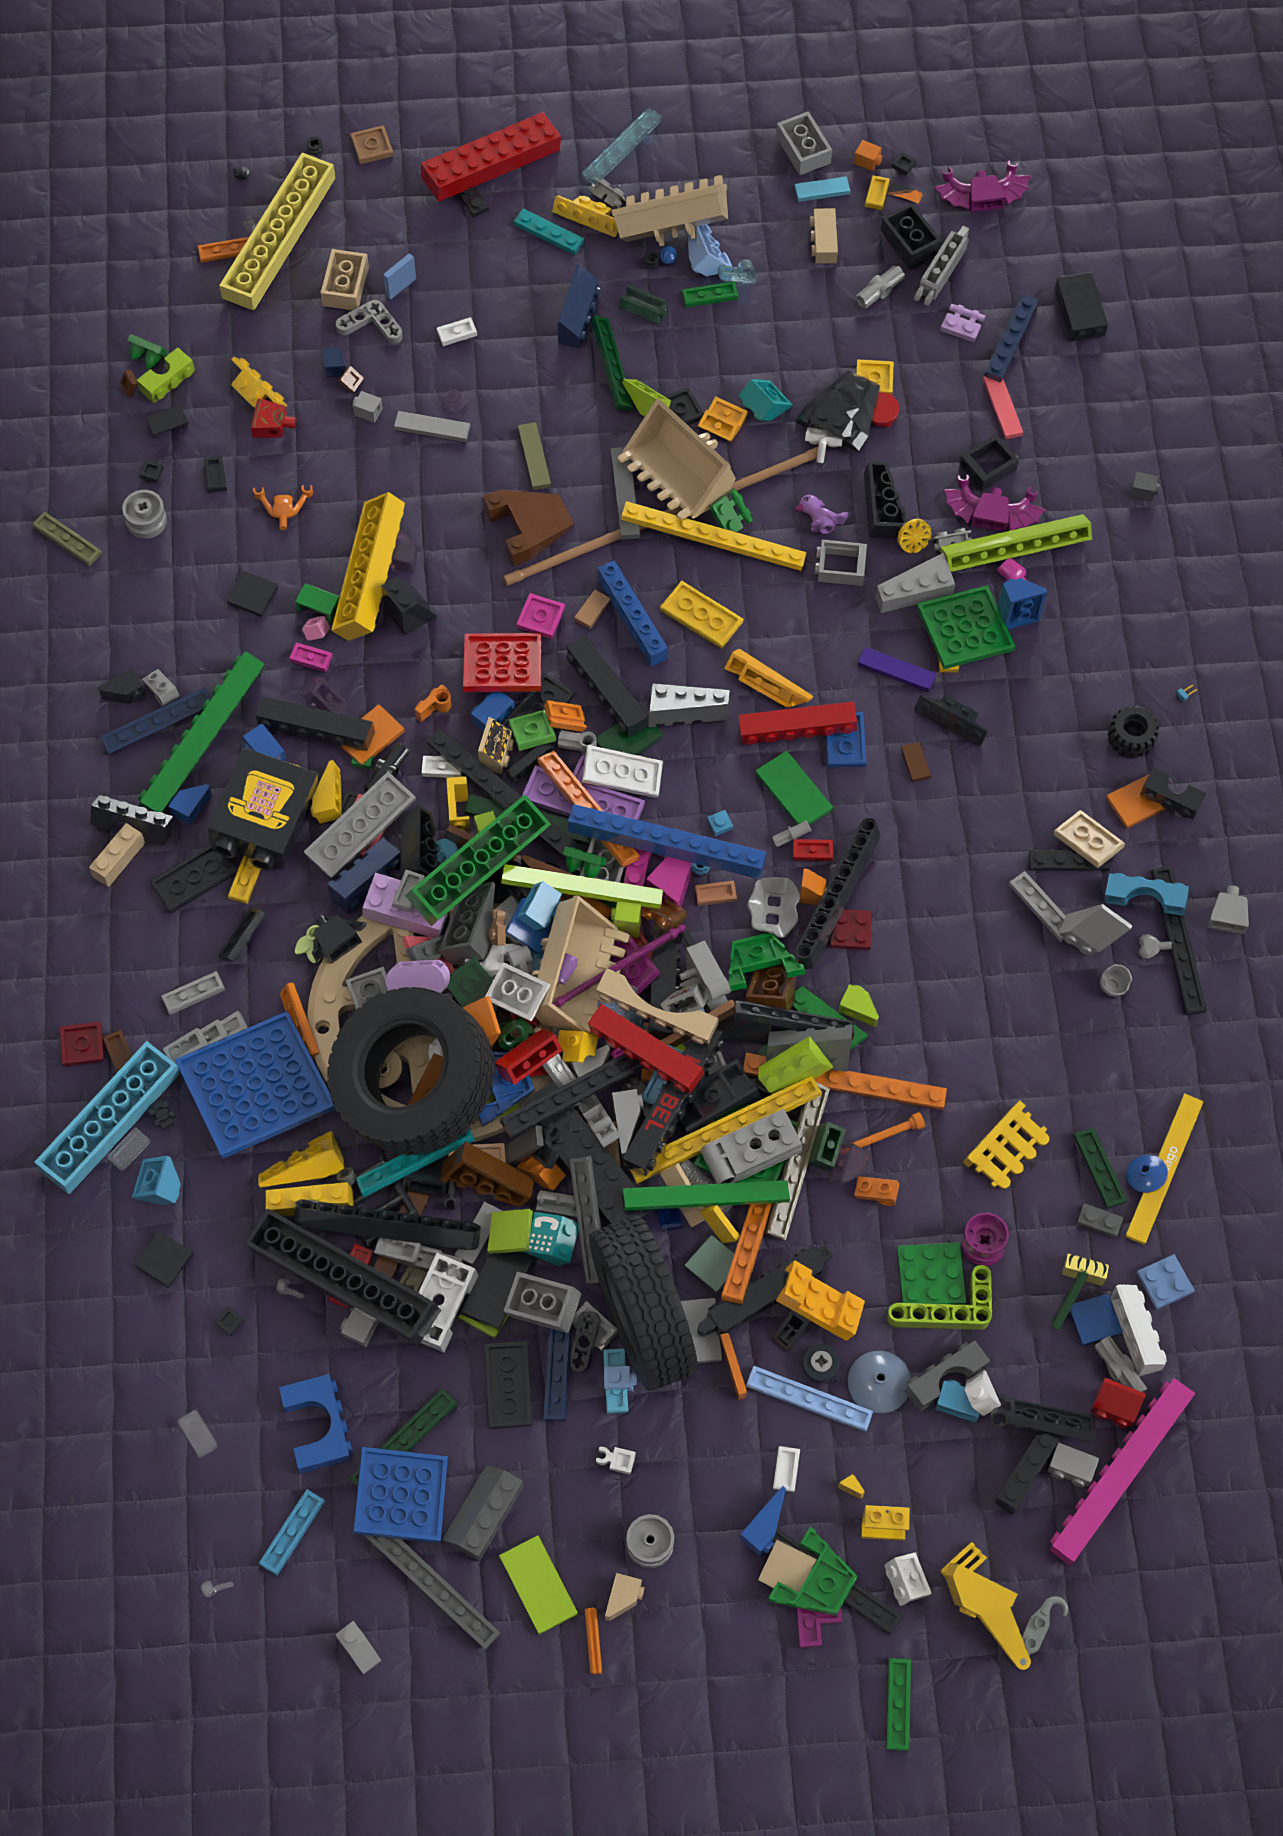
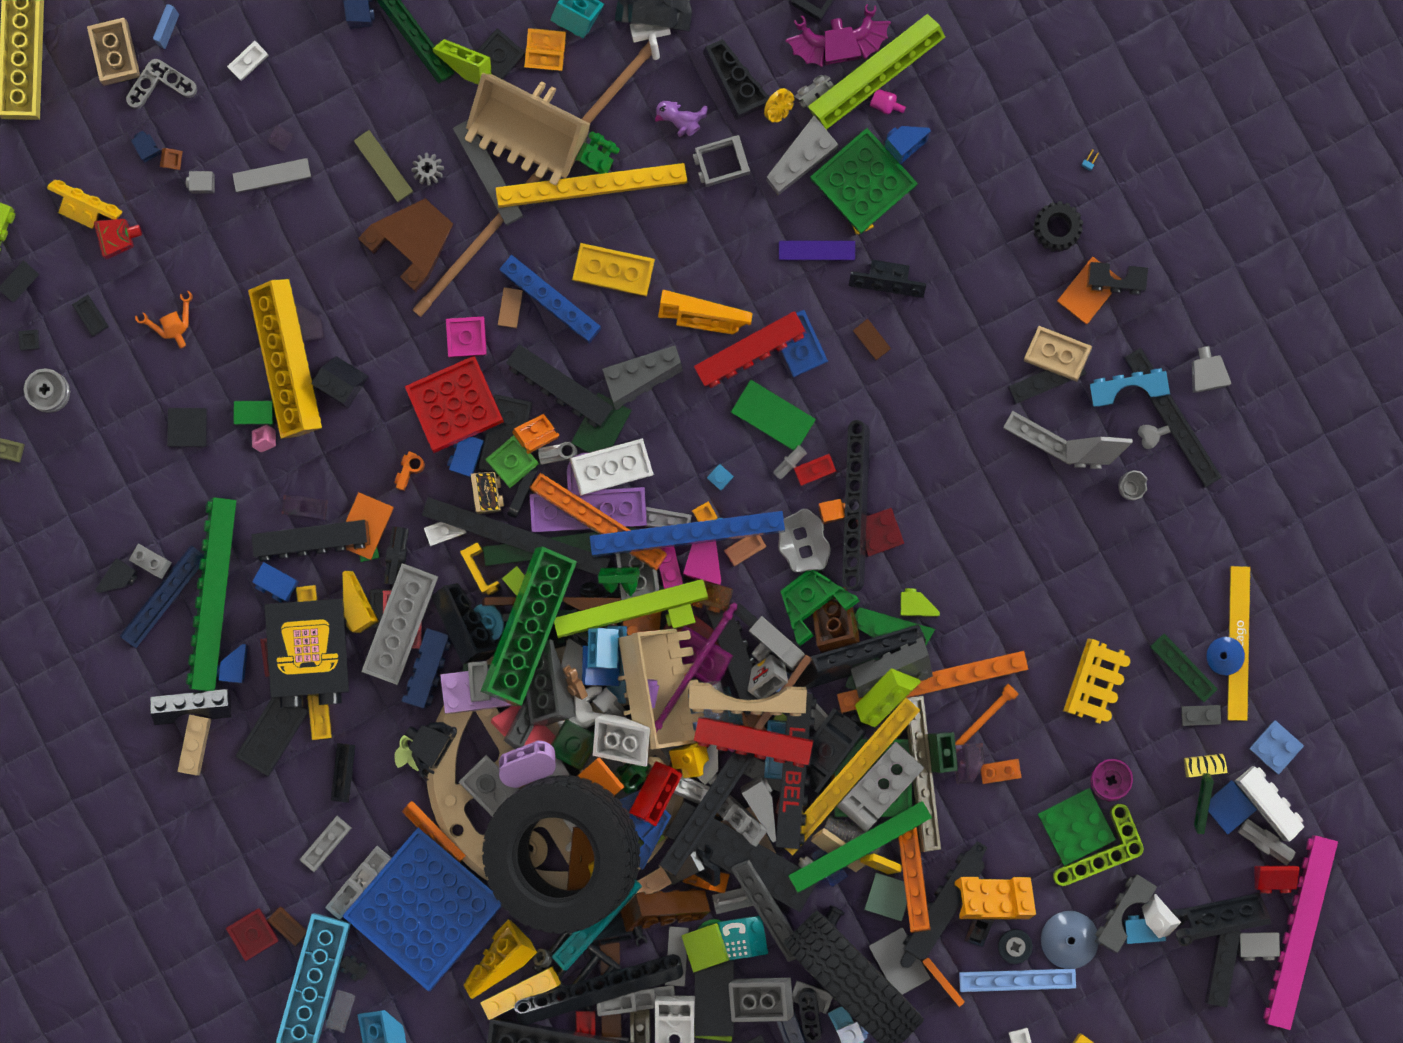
camera: 20 degrees left, 20 degrees up
(311, 657) = (273, 471): dark pink plate -> none
(572, 470) = (432, 172): none -> light grey gear

